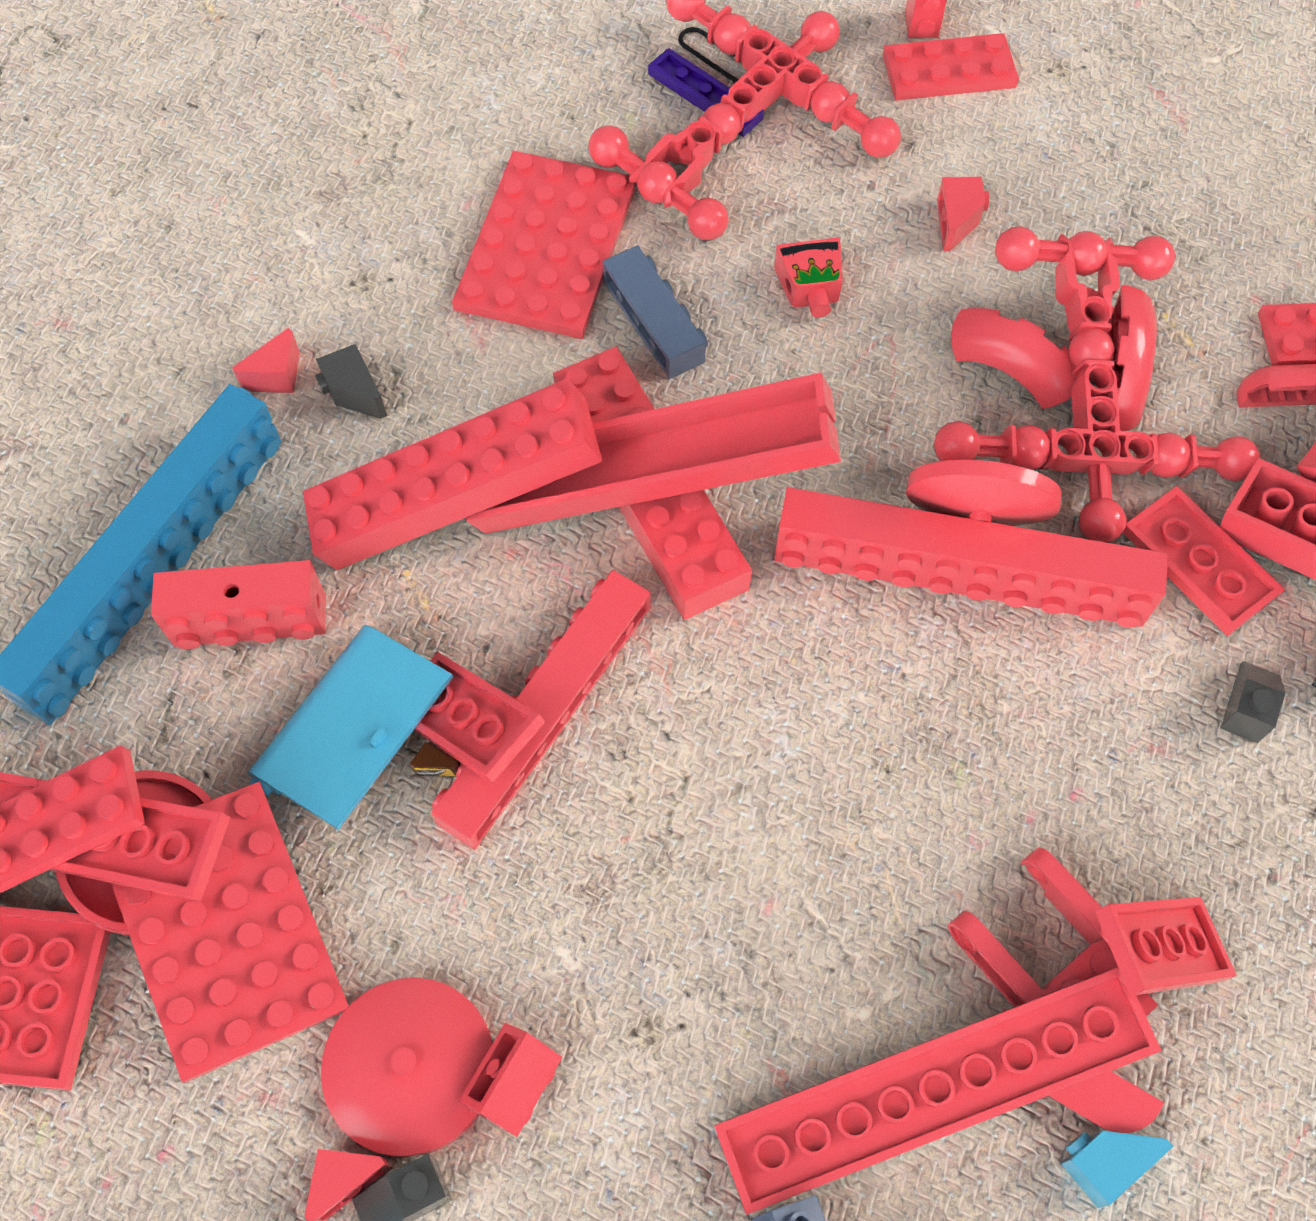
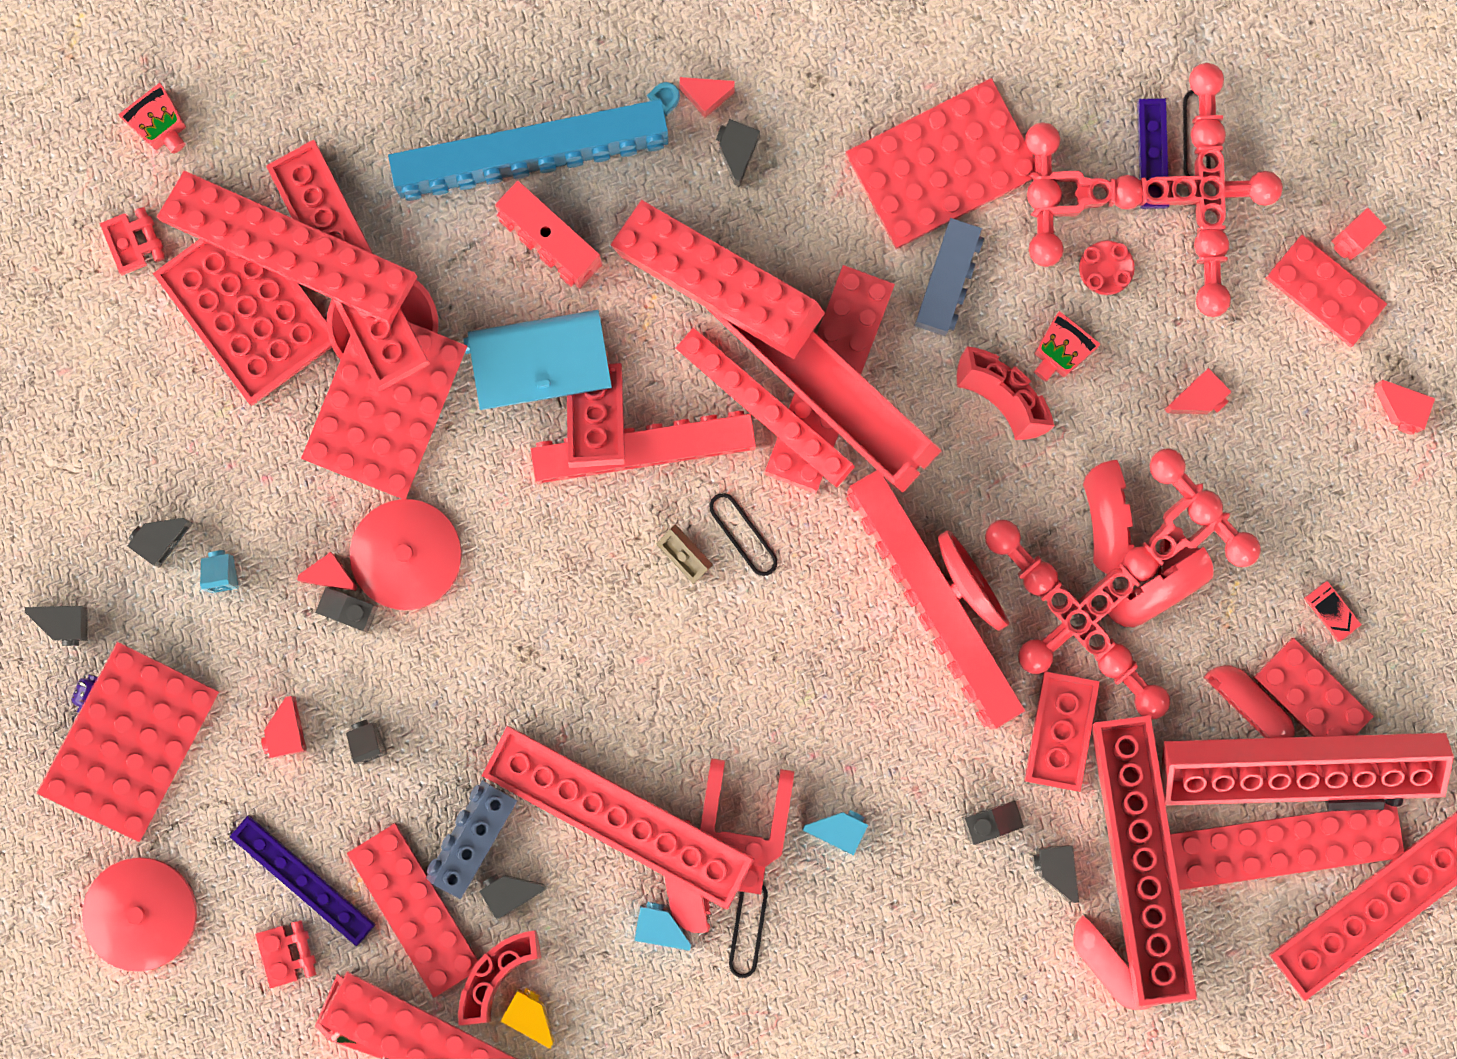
camera: 45 degrees right, 20 degrees up
(433, 762) = (559, 420): reddish brown slope -> none
(511, 1079) = (441, 611): coral brick -> none
(622, 546) = (765, 407): none -> coral plate
(695, 759) = (684, 554): none -> plate
(726, 704) = (734, 541): none -> black piece
(771, 193) = (1106, 267): none -> coral dish
(809, 348) = (1007, 390): none -> coral brick
(1108, 80) = (1404, 406): none -> coral slope
(1145, 857) = (839, 830): none -> medium azure slope
(1164, 944) = (789, 874): coral plate -> none
(1243, 1105) = (765, 892): none -> black piece
(1259, 261) = (1332, 611): none -> coral tile

